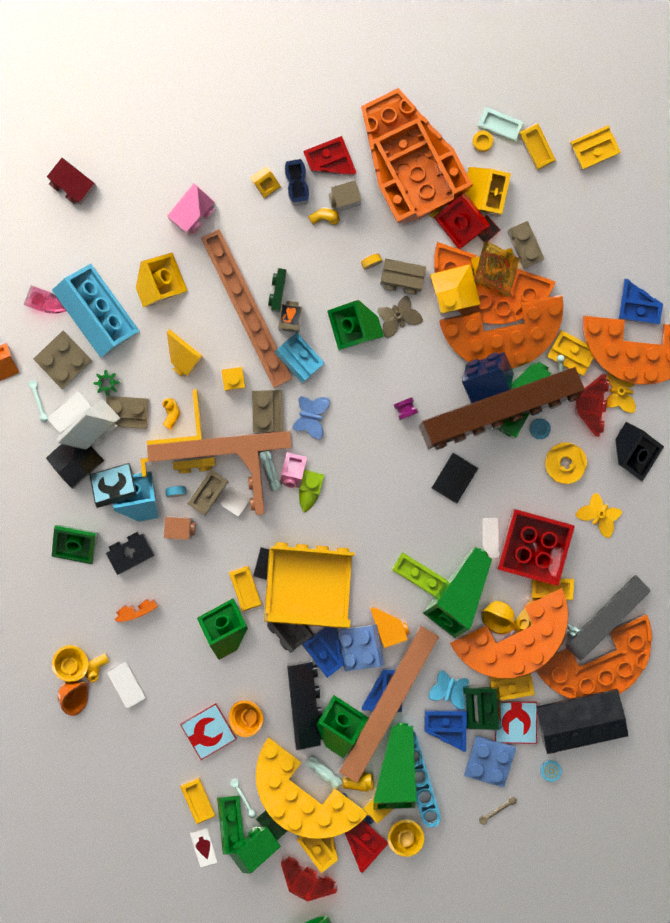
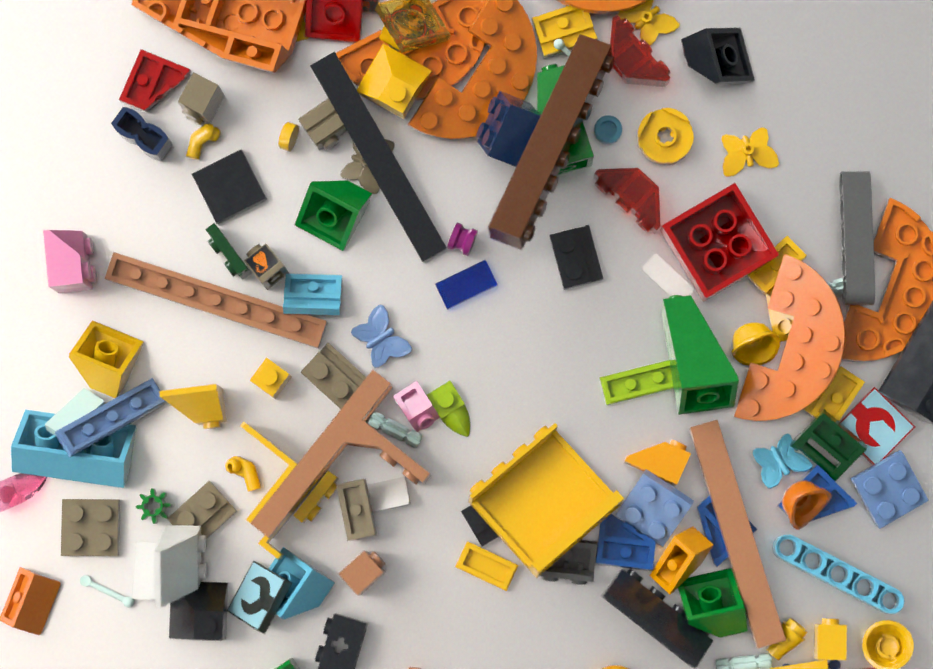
camera: 30 degrees left, 5 degrees down
(113, 294) = (79, 406): none -> light aqua tile
(130, 314) = (110, 417): none -> medium blue tile
(176, 491) = (325, 541): medium azure tile -> none
(223, 628) = (505, 624): green slope -> none
(265, 182) = (113, 165): yellow slope -> none
(314, 255) = (229, 186): none -> black tile
(347, 687) = (681, 559): none -> light orange slope
(383, 433) = (466, 284): none -> clear blue tile
(397, 777) = (819, 593): green slope -> none
(406, 321) = (378, 156): none -> black tile
(438, 723) = (804, 502): none -> orange helmet
(518, 476) = (633, 193): none -> clear red slope

